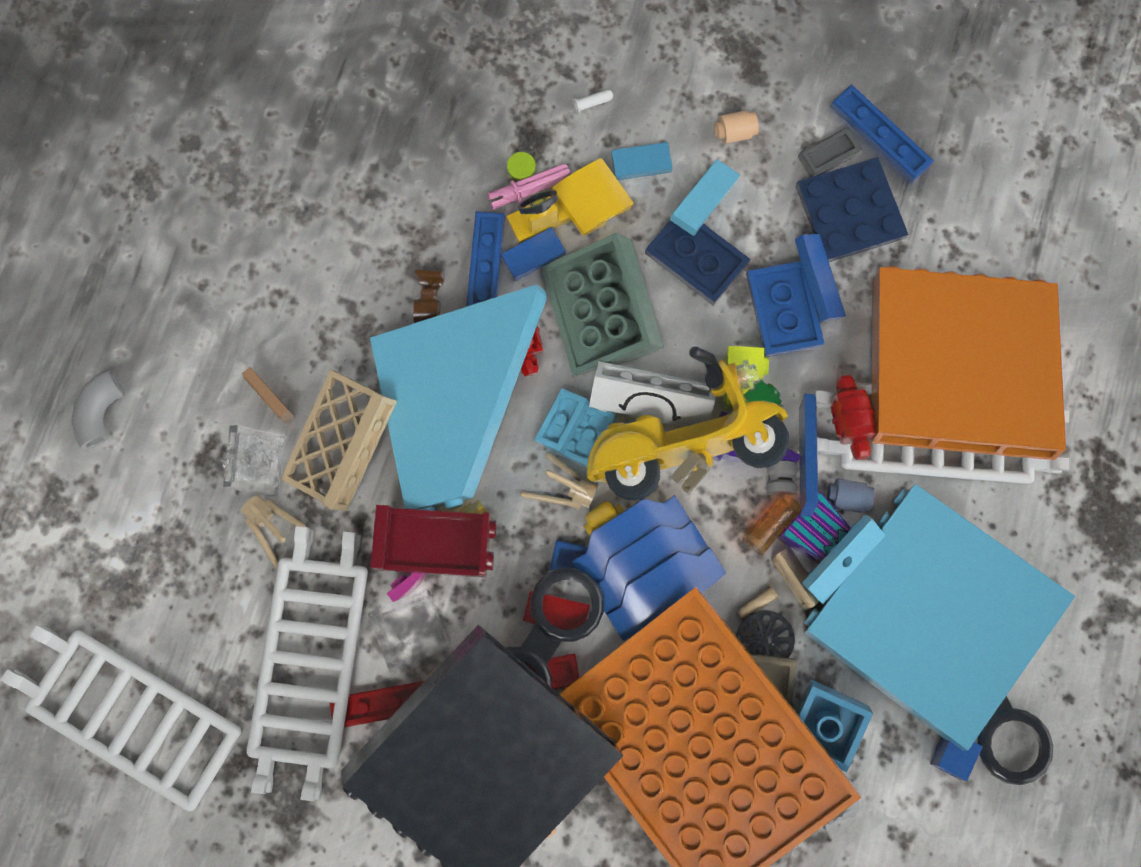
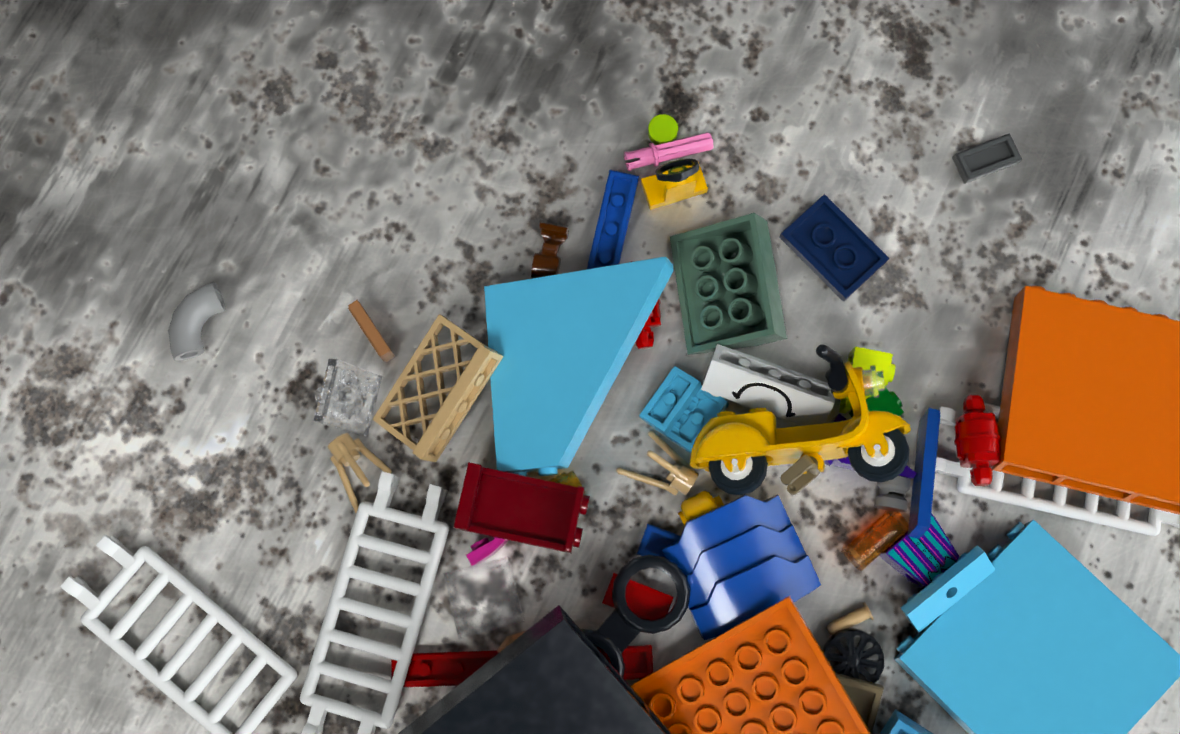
camera: 10 degrees right, 0 degrees up
(533, 254) = (663, 222): blue tile -> none
(592, 100) = (745, 70): white piece -> none
(592, 196) = (733, 171): yellow slope -> none
(641, 161) = (788, 140): dark azure tile -> none
(705, 197) = (850, 187): medium azure tile -> none
(736, 126) = (892, 118): light nougat brick -> none
(784, 309) = (918, 315): blue plate -> none
(794, 575) = (892, 598): tan slope -> none
(820, 277) = (960, 287): blue tile -> none
(850, 495) = (963, 521): sand blue brick -> none
(852, 209) = (1002, 221): dark blue plate -> none
(881, 133) = (1044, 145): blue tile -> none

